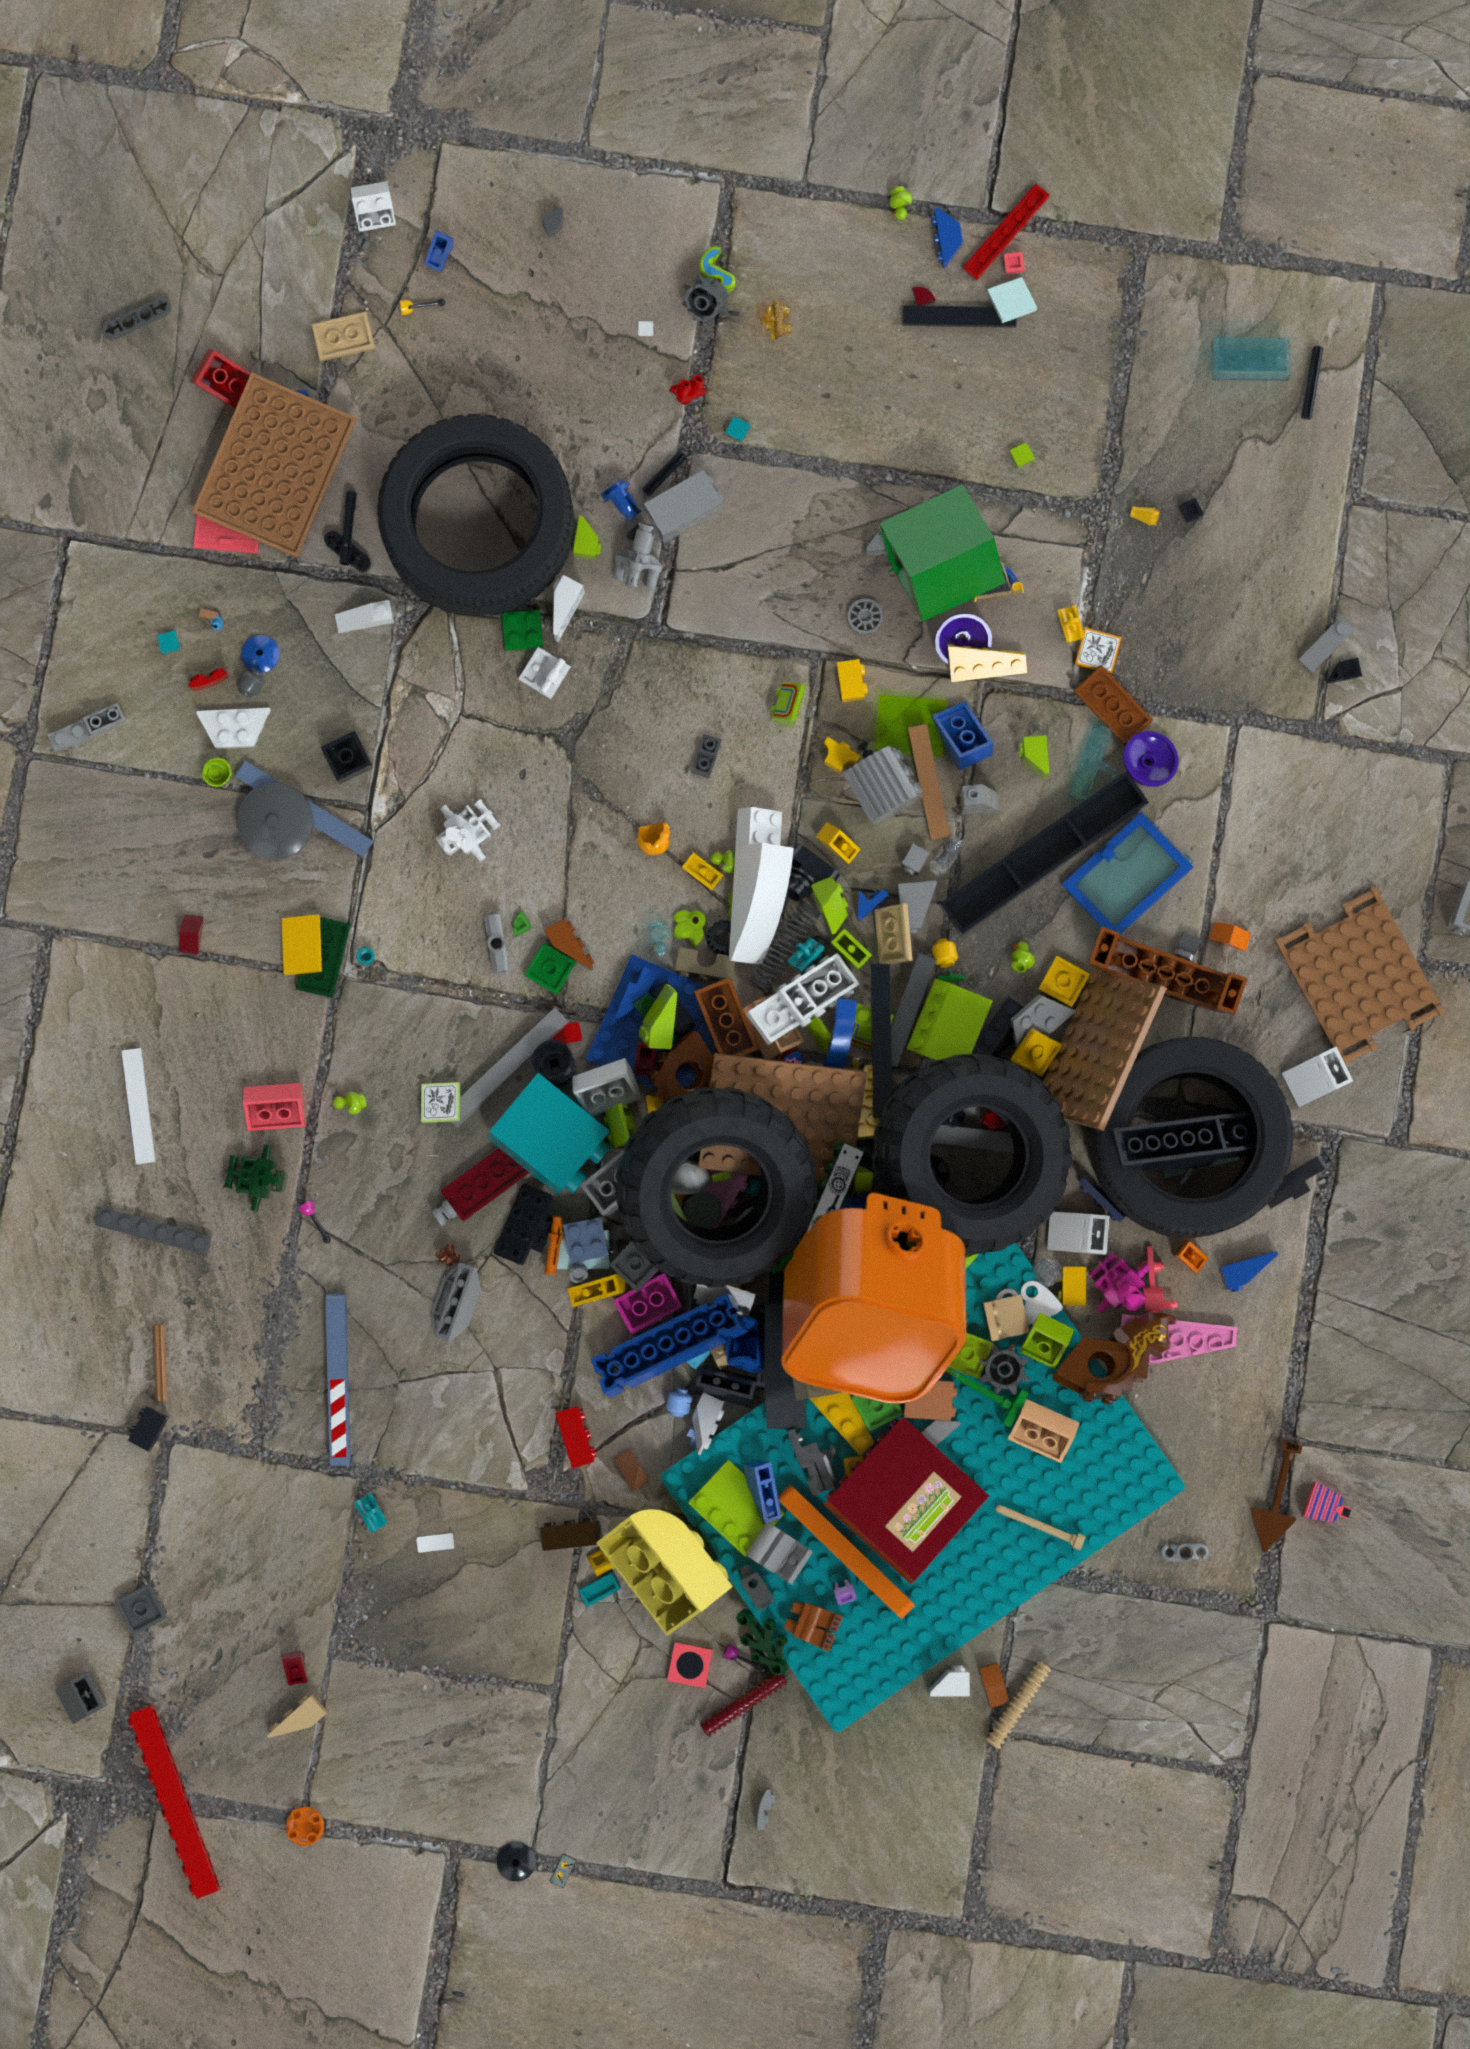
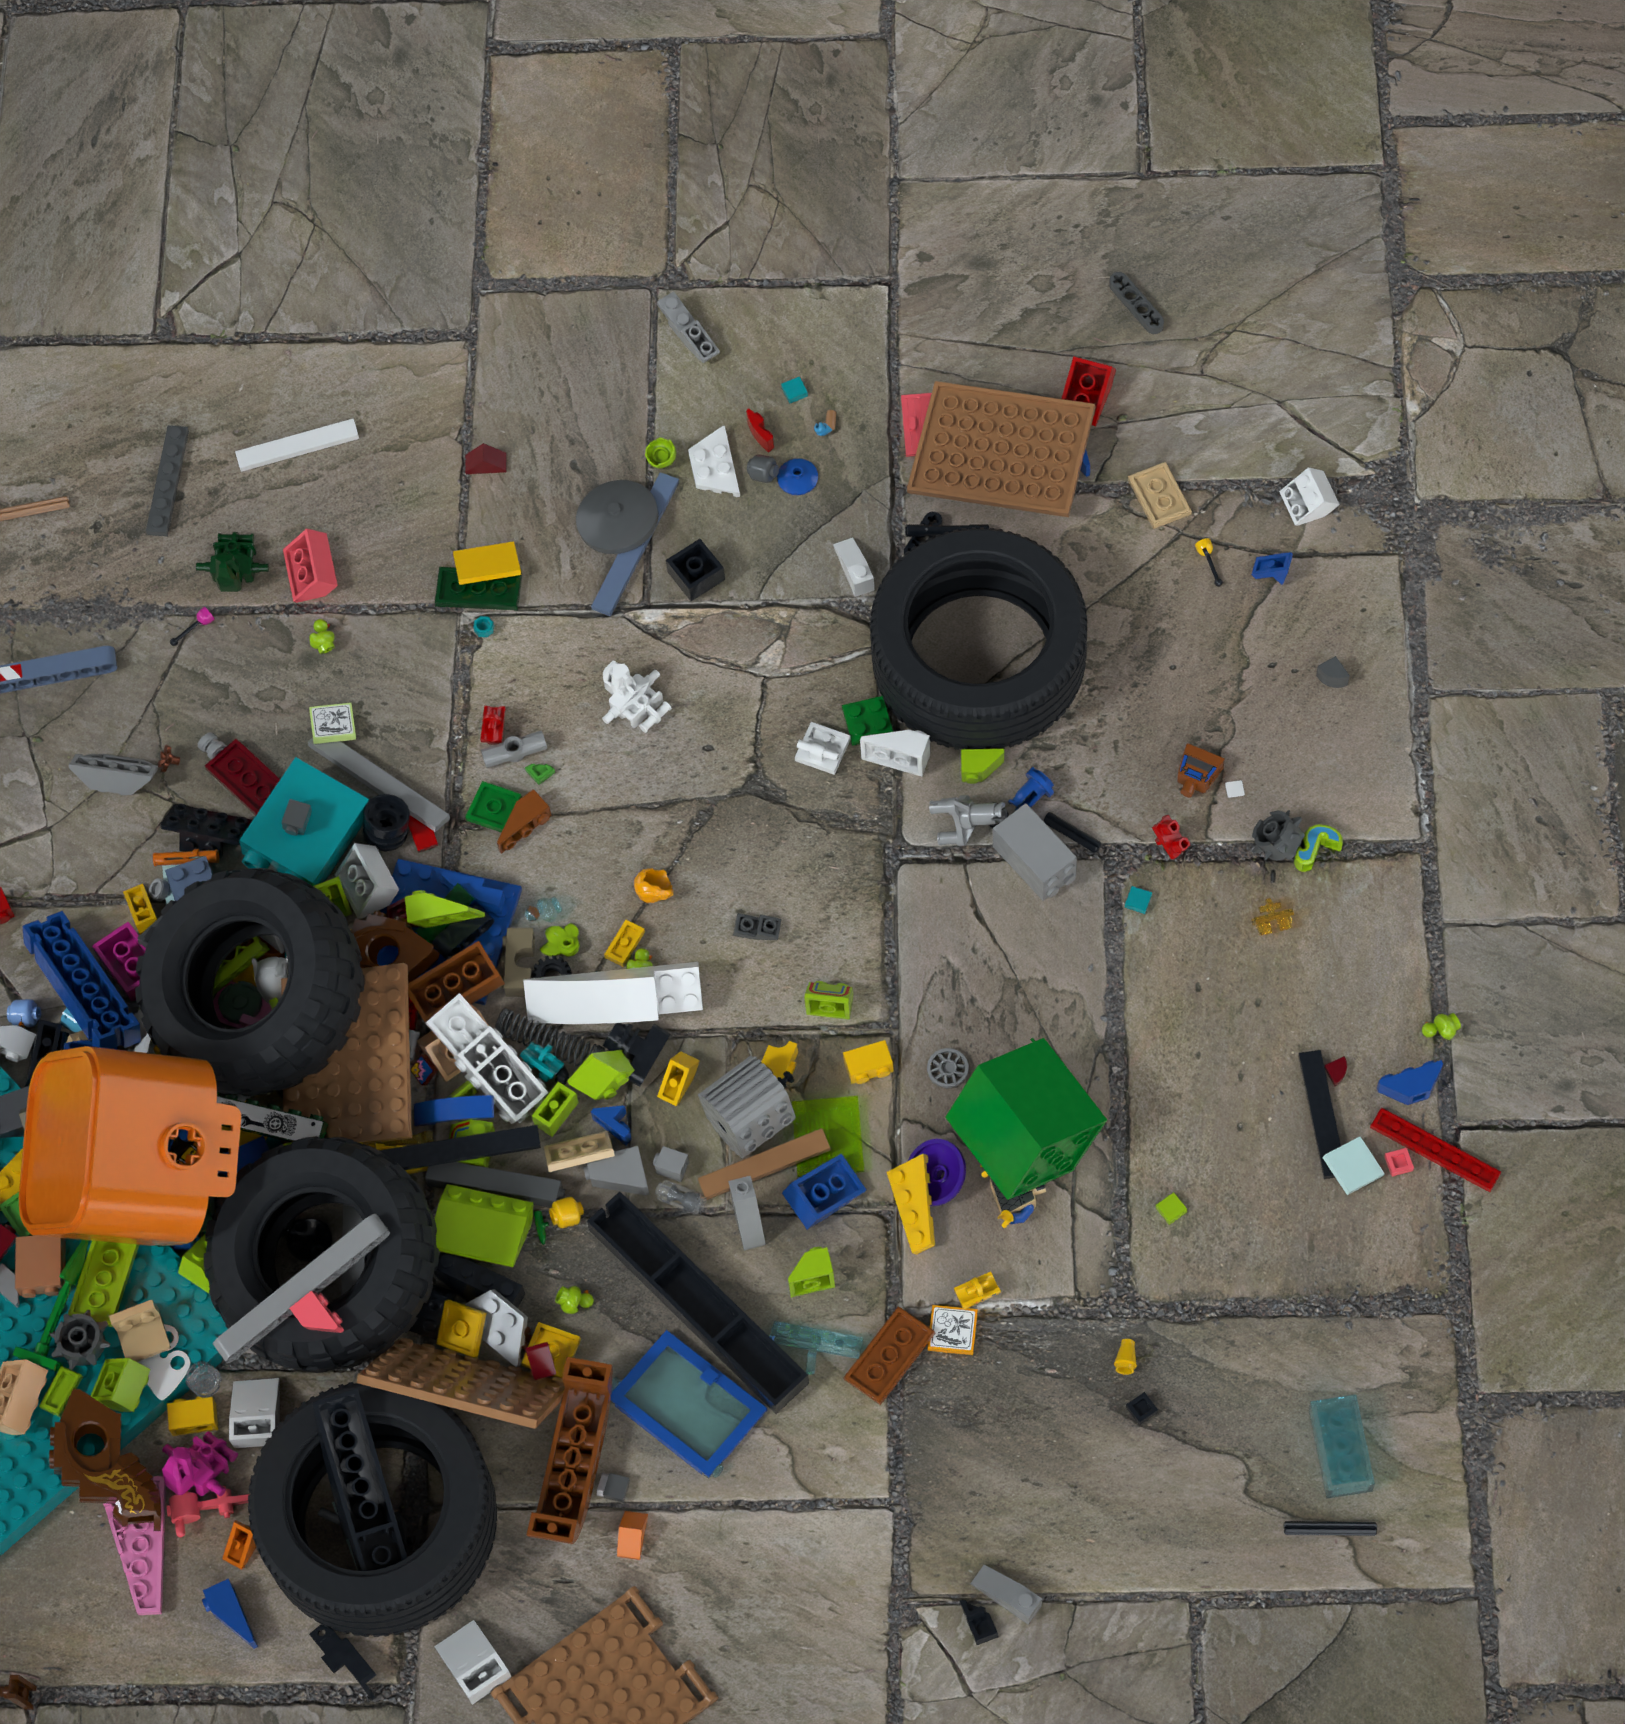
camera: 85 degrees right, 20 degrees down
(469, 958) = (493, 725): none -> red hips
(551, 1136) = (296, 817): none -> dark grey brick
(626, 355) = (1198, 770): none -> dark orange torso
(1020, 1164) = (311, 1278): none -> light grey beam
(1042, 1391) = (60, 1391): none -> lime tile
(1047, 1155) = (315, 1315): none -> coral slope
(1083, 986) = (541, 1361): none -> dark red slope
(1157, 751) = (845, 1402): dark purple dish -> none

